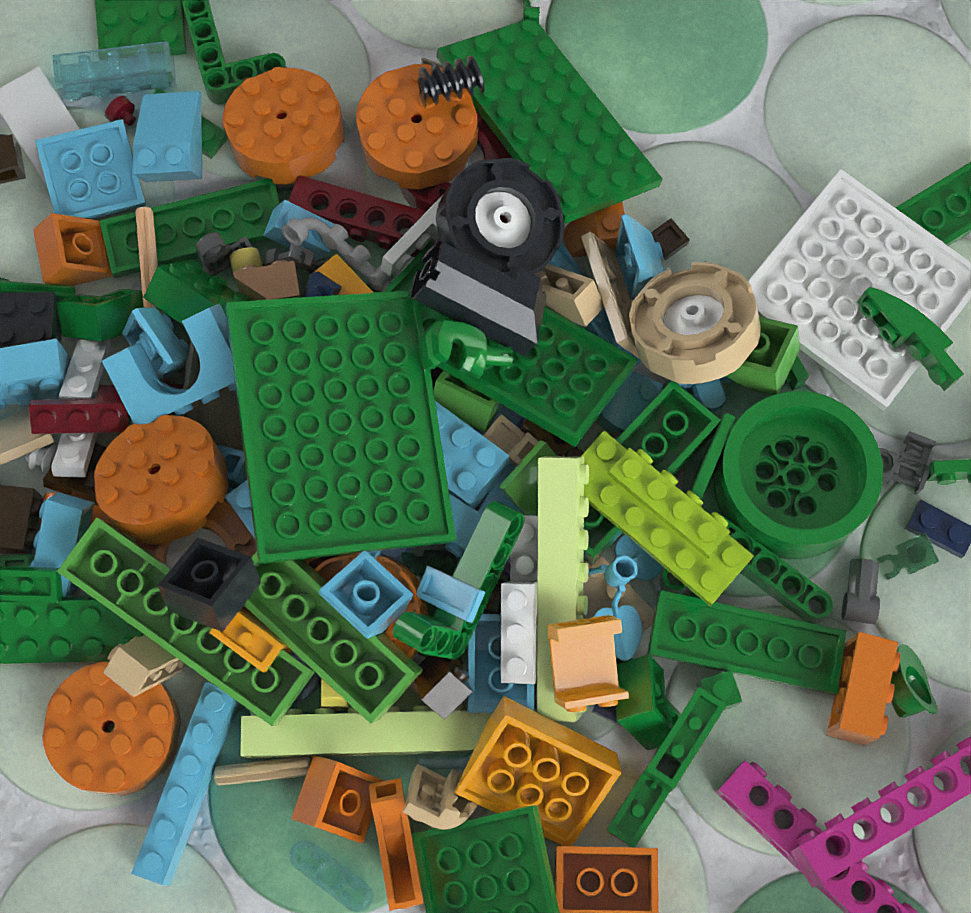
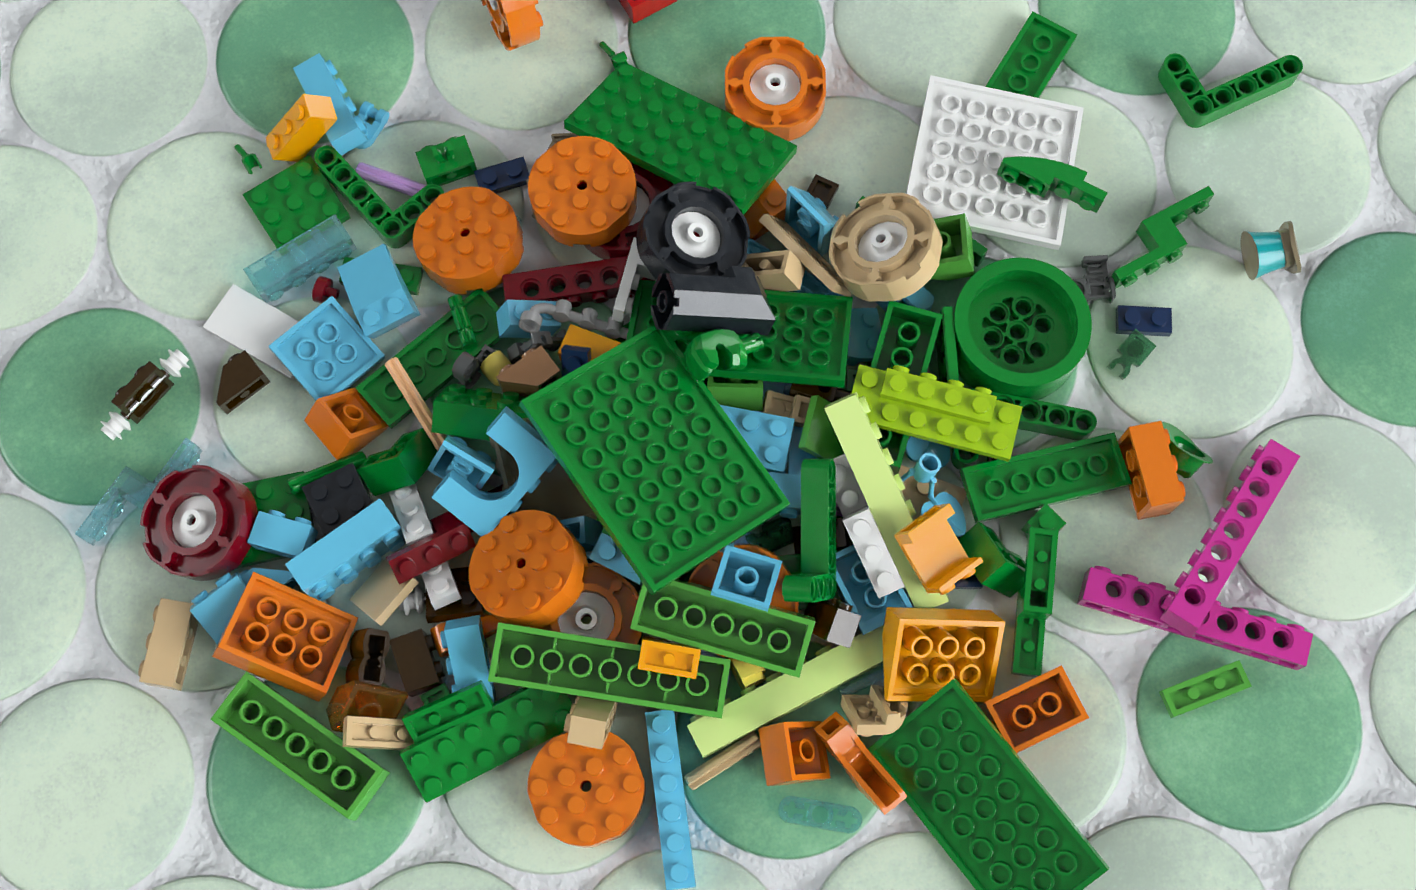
camera: 25 degrees left, 0 degrees up
(209, 584) = (621, 629): black brick -> none
(235, 201) = (461, 320): none -> green axle
(240, 30) = (388, 179): none -> lavender axle
(306, 39) = (446, 161): none -> green brick
(351, 78) = (503, 175): none -> dark blue plate
(449, 80) = (596, 141): black piece -> none
(450, 594) = (806, 548): medium azure tile -> none
(674, 110) = (776, 86): none -> orange piece
(860, 600) = (1112, 403): dark grey piece -> none

